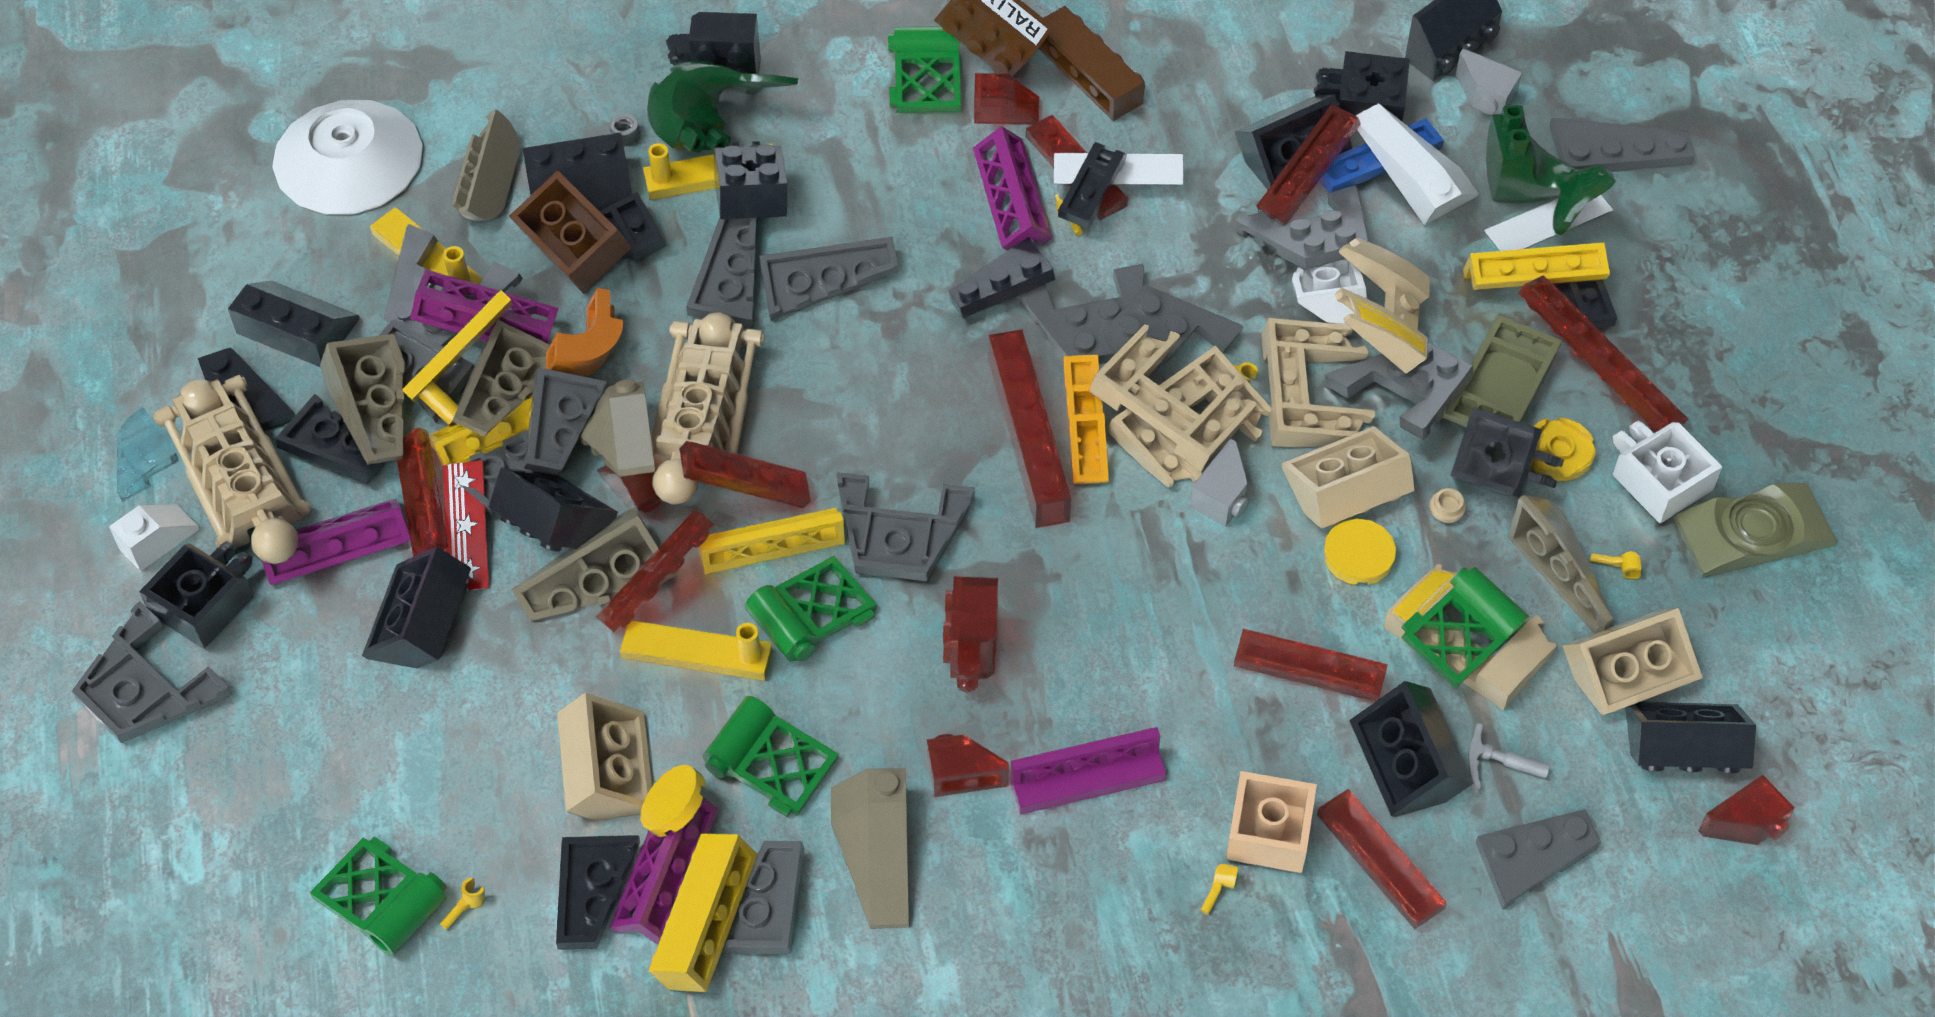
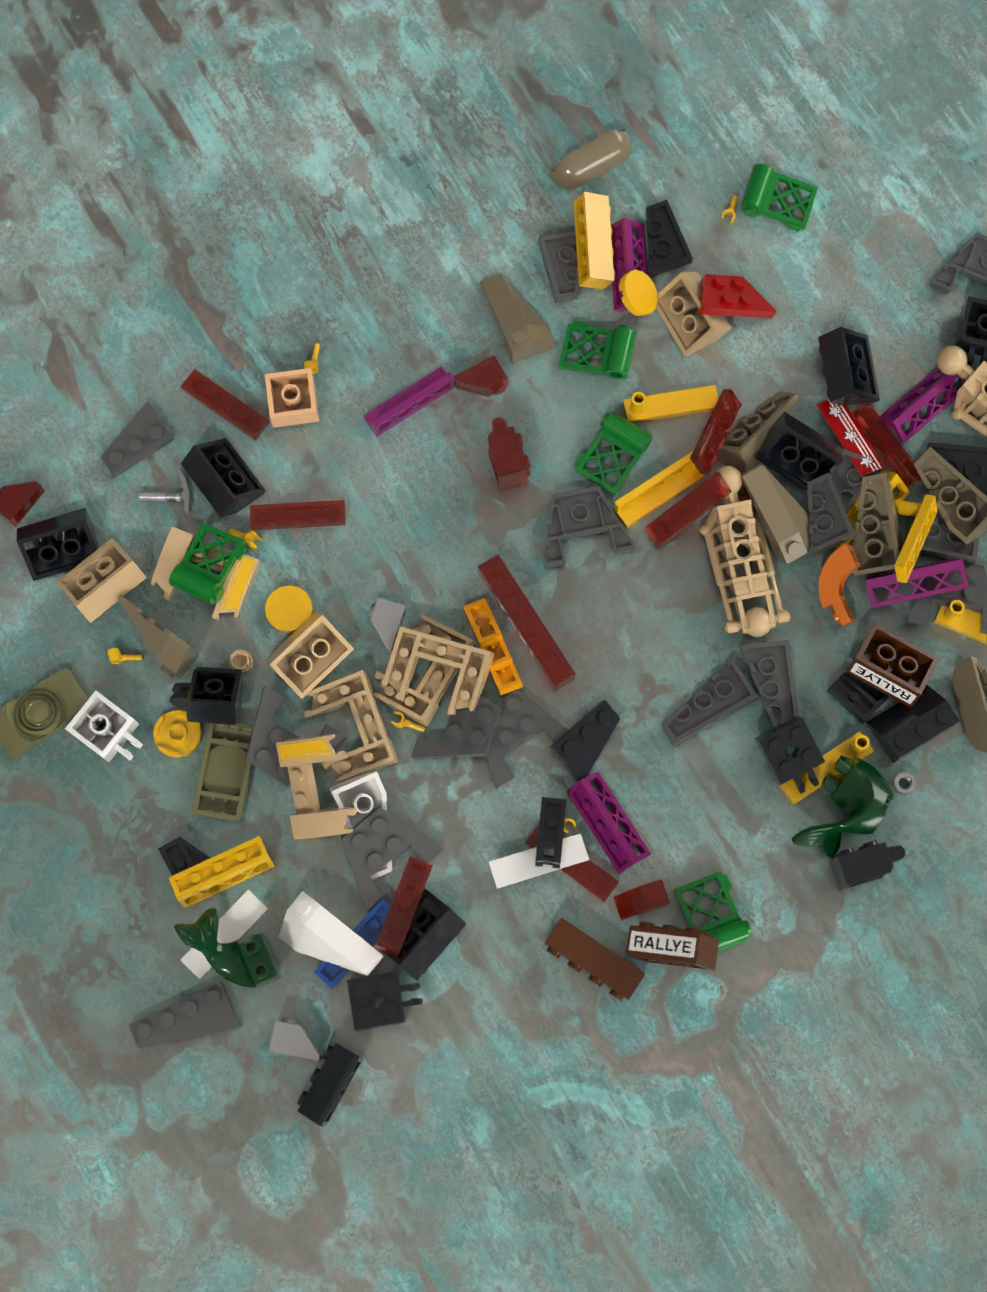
camera: 165 degrees right, 20 degrees up
(536, 750) = (732, 297): none -> red wing
(1397, 660) = (248, 537): none -> yellow hand
(1601, 354) = (162, 807): clear red plate -> none

